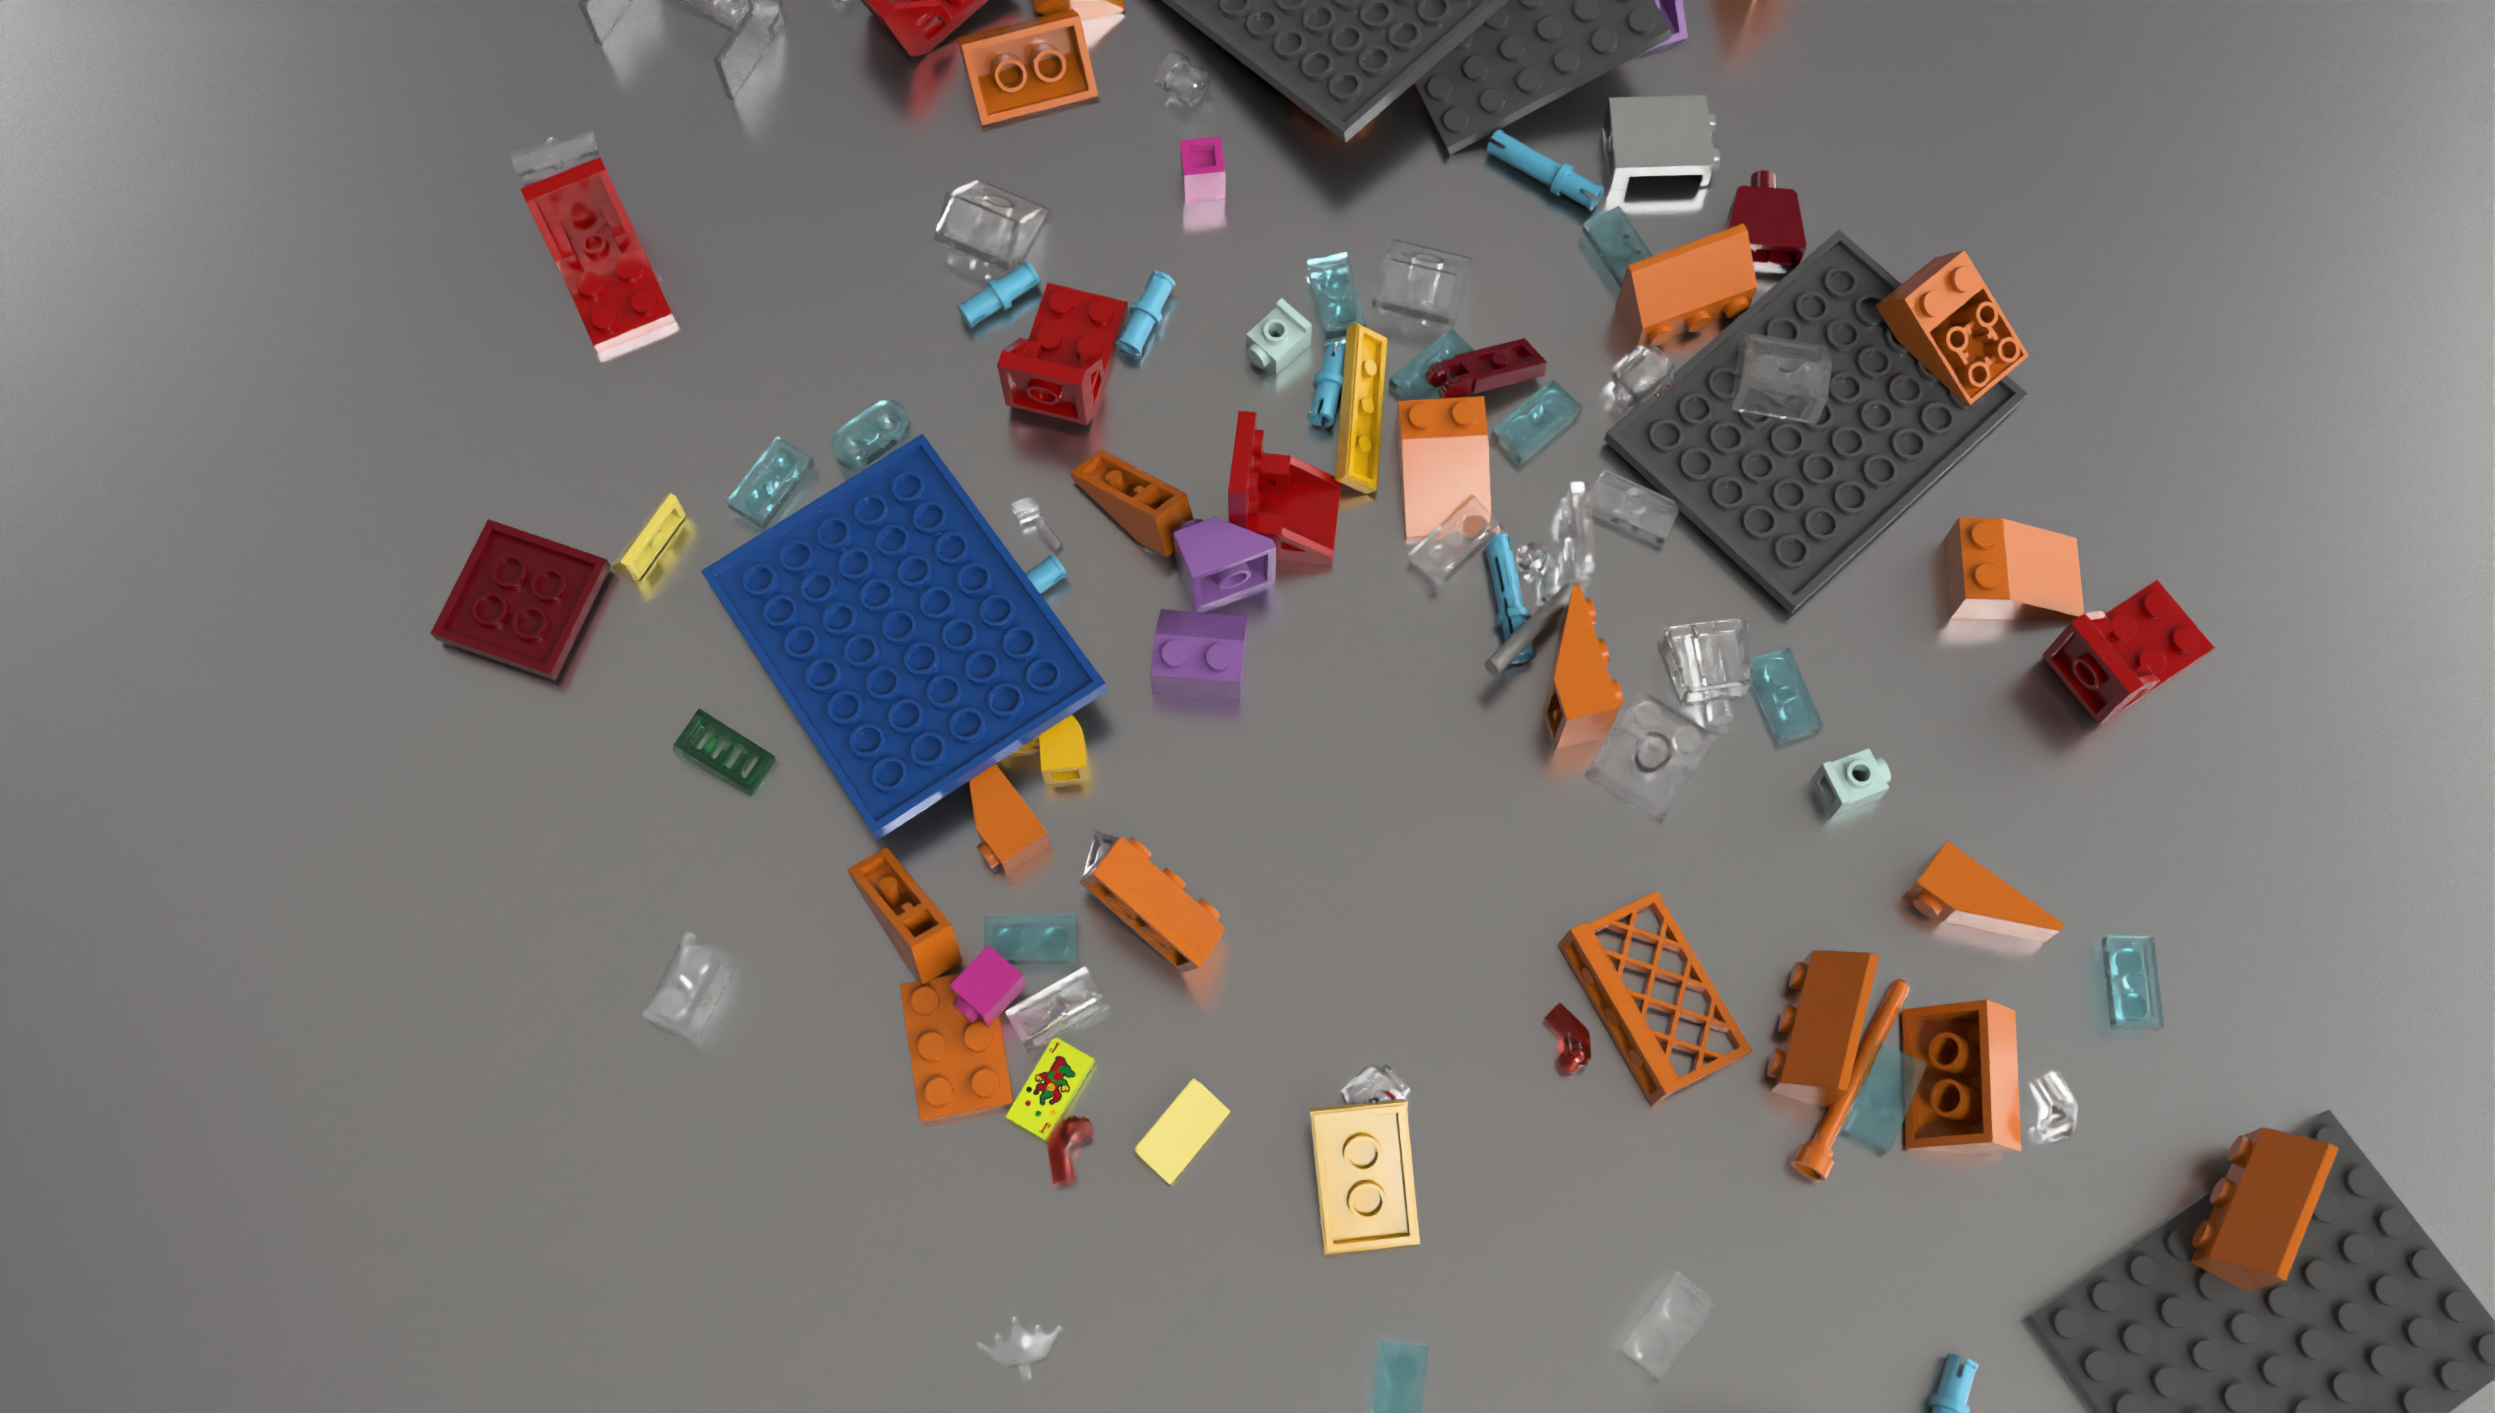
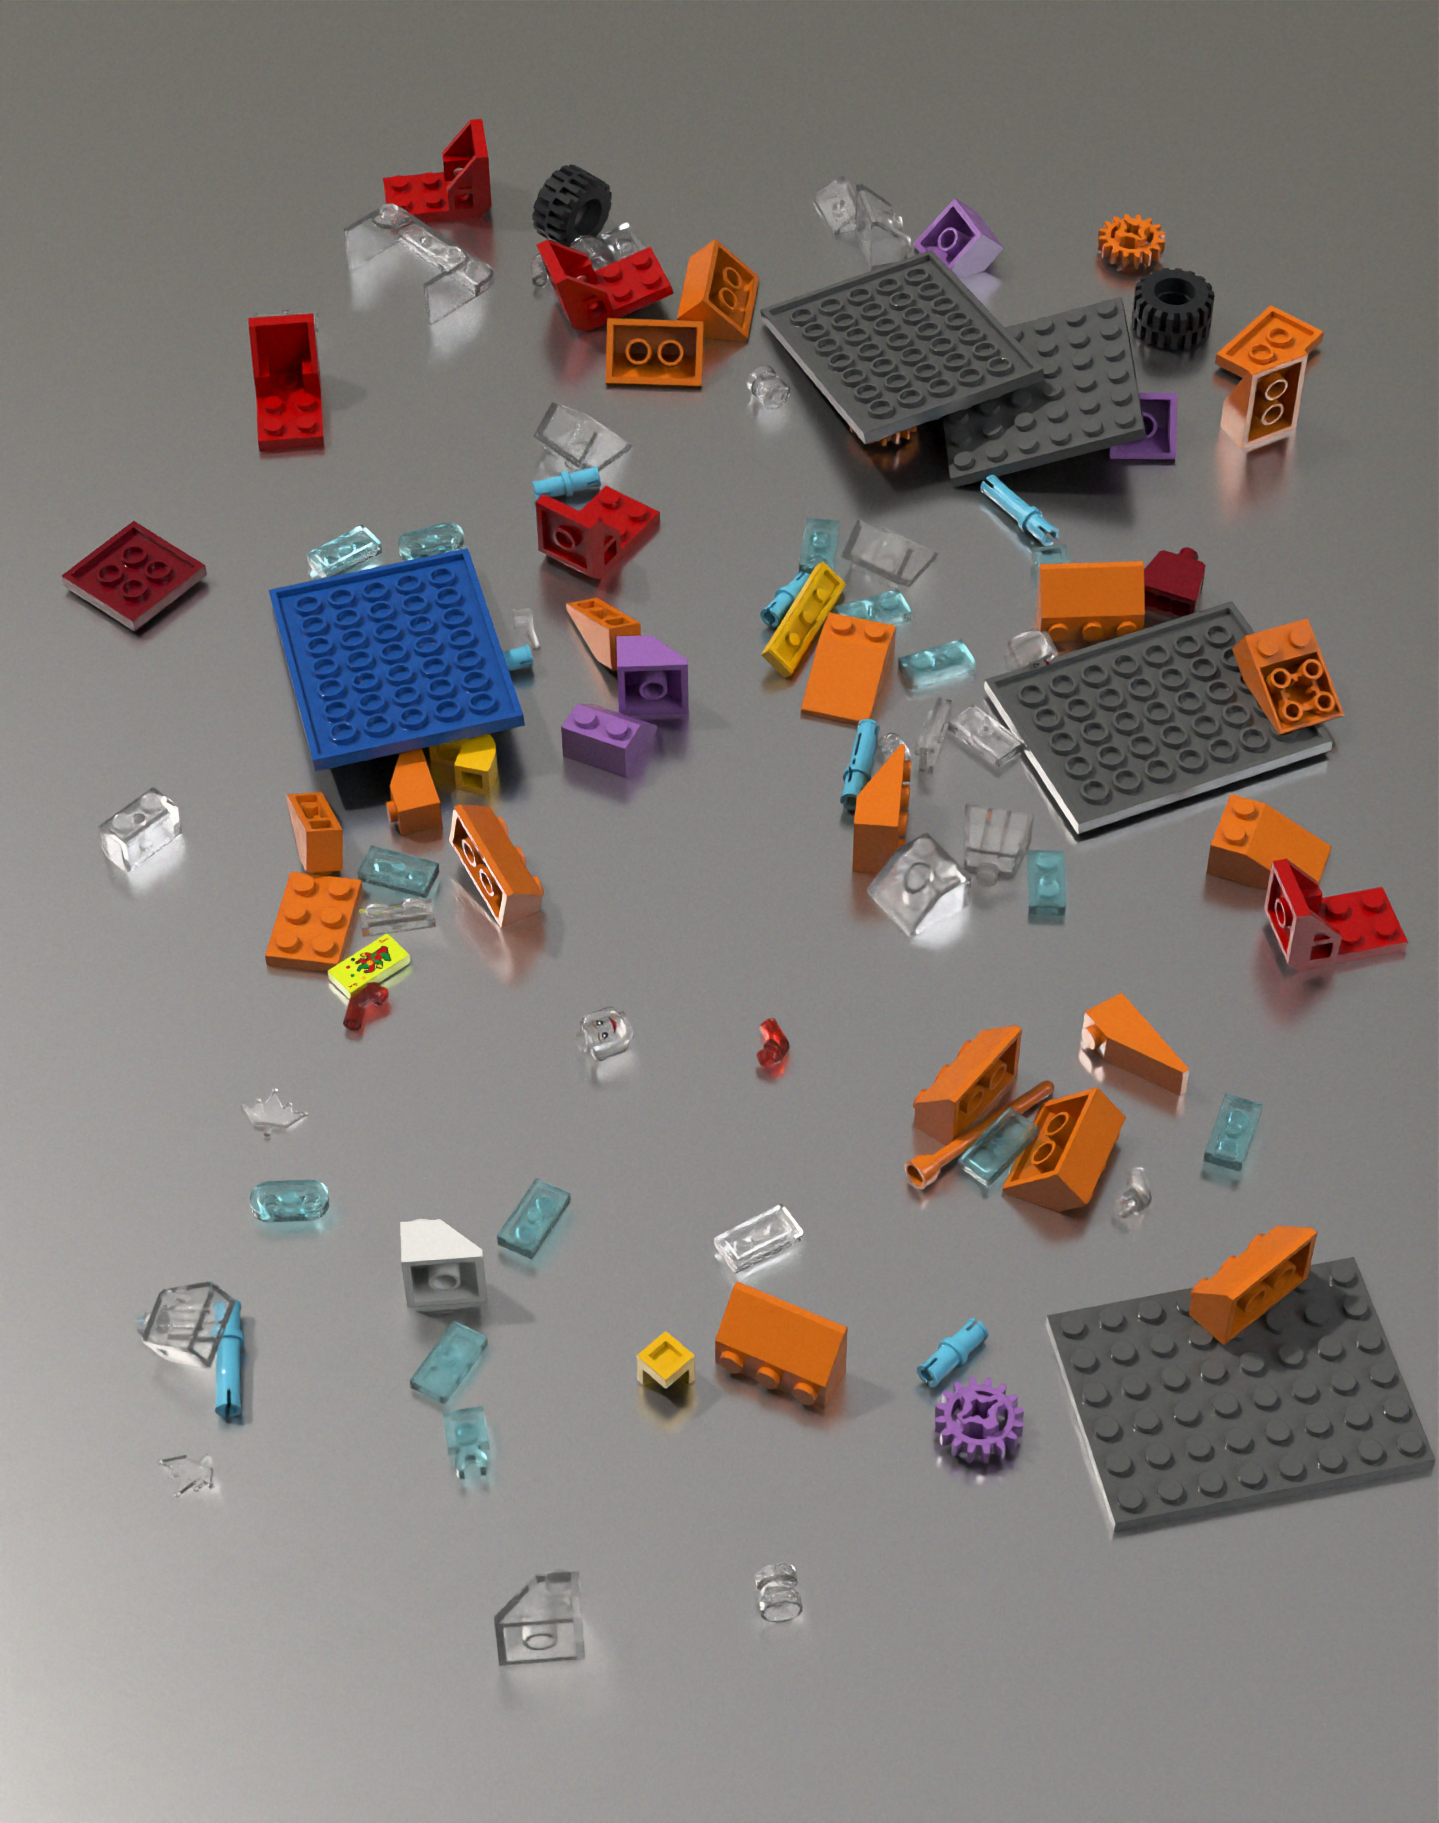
camera: 20 degrees right, 20 degrees down
(649, 538) = (242, 563): light yellow slope -> none
(702, 721) = (225, 680): clear green slope -> none
(986, 987) = (350, 879): dark pink brick -> none
(1145, 313) = (669, 522): medium azure pin -> none
(1181, 1131) = (451, 1016): light yellow slope -> none
(1202, 169) = (753, 444): dark pink panel -> none
(1278, 352) = (762, 561): light aqua brick -> none
(1282, 498) = (720, 658): red bracket -> none
(1364, 1176) = (572, 1075): yellow tile -> none
(1456, 541) = (835, 715): clear plate -> none
(1486, 369) = (911, 616): dark red hinge -> none
(1529, 631) = (845, 783): light grey bar -> none
(1623, 1017) = (820, 1044): orange fence -> none
(1659, 138) = (1118, 509): light grey panel -> none
(1781, 378) = (1132, 676): clear slope -> none
(1842, 791) = (1071, 946): light aqua brick -> none

